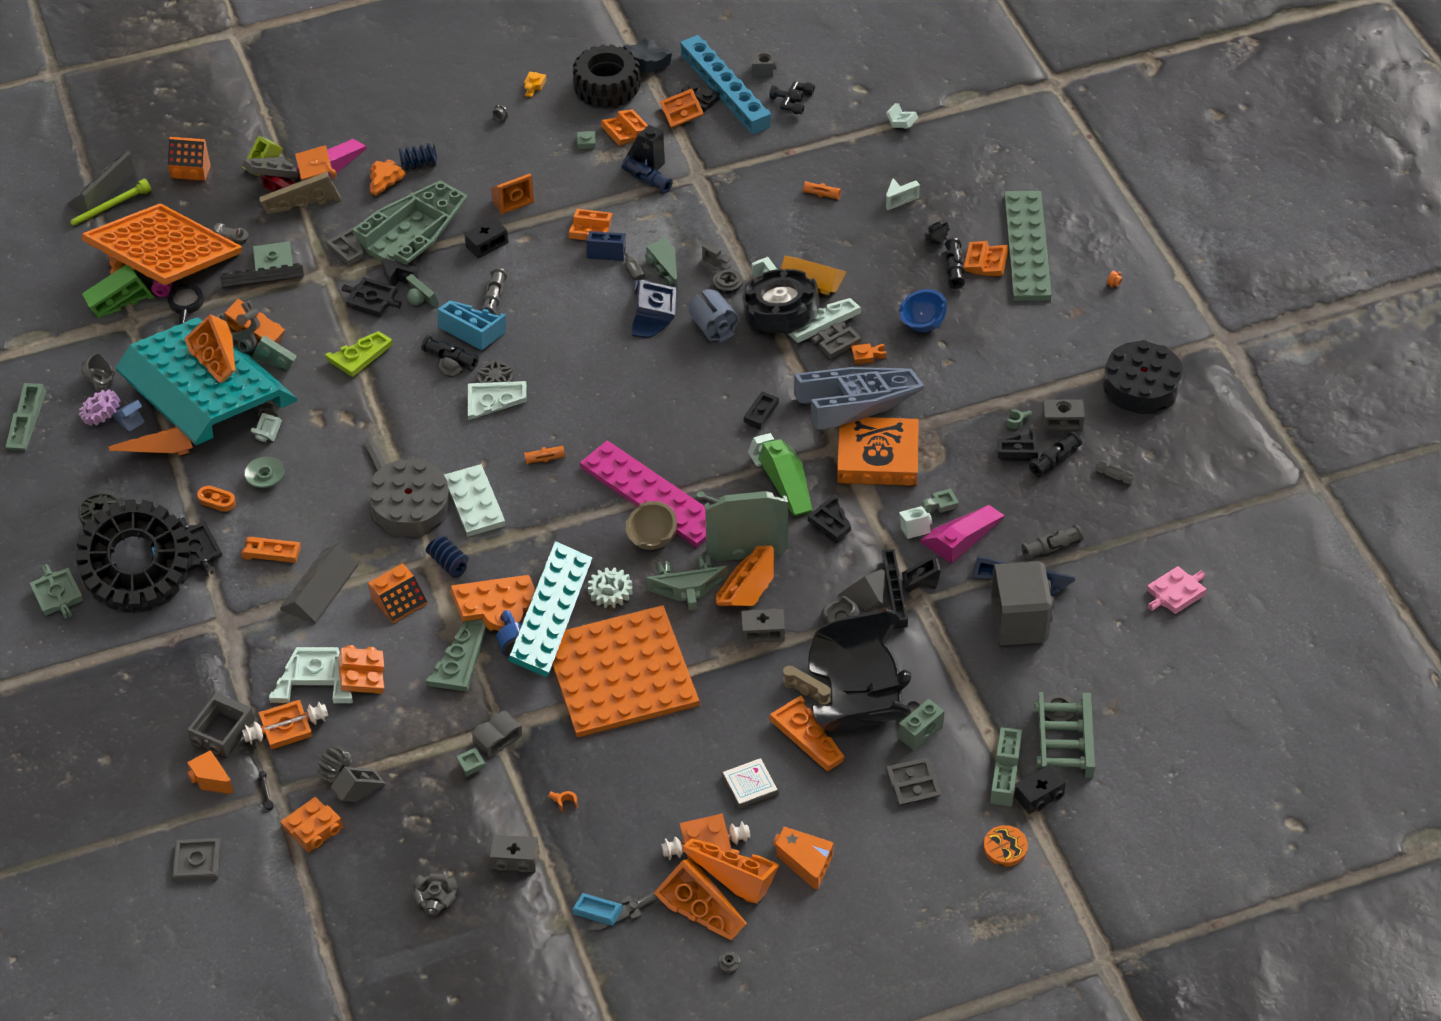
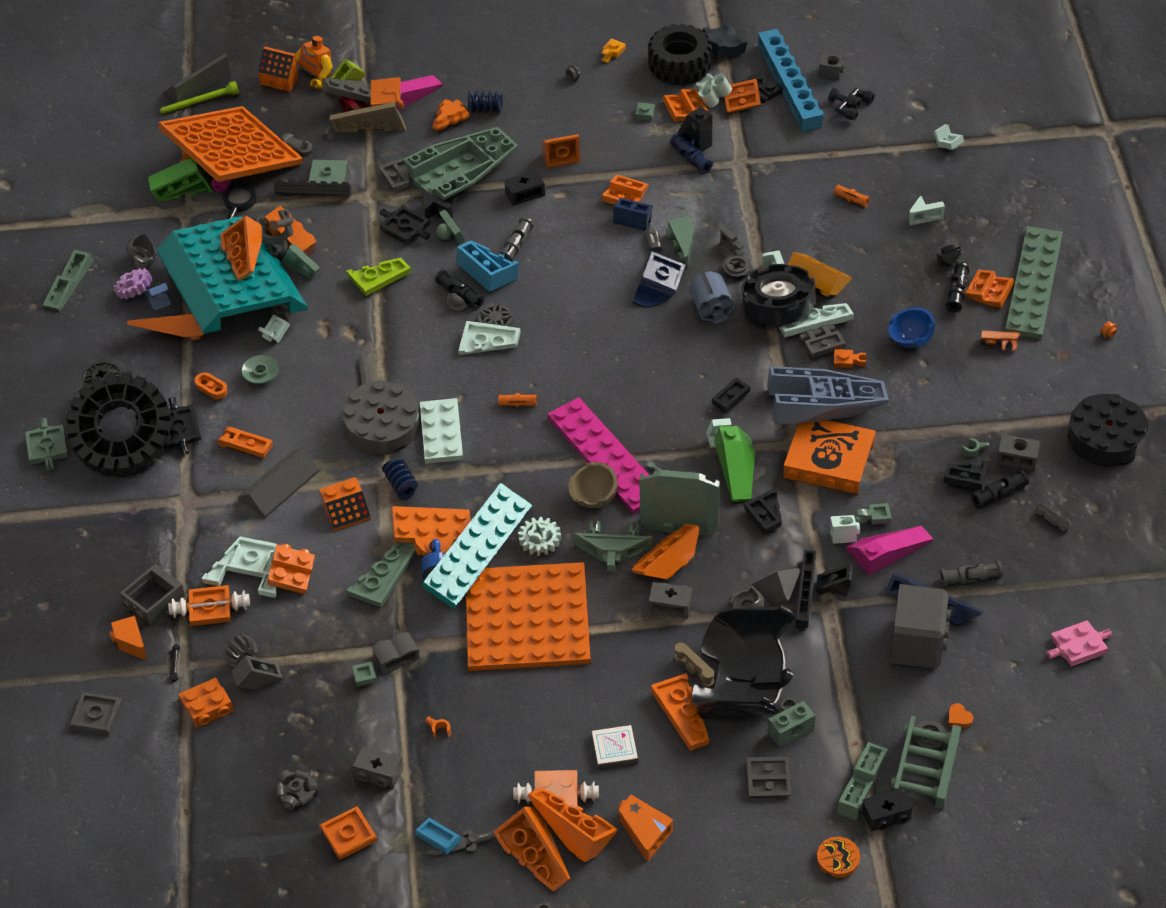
camera: 15 degrees right, 0 degrees up
(226, 143) = (315, 60): none -> torso
(503, 926) = (348, 833): none -> orange plate
(650, 105) = (712, 88): none -> light aqua piece
(1004, 306) = (994, 337): none -> orange plate
(1082, 684) = (959, 716): none -> orange tile

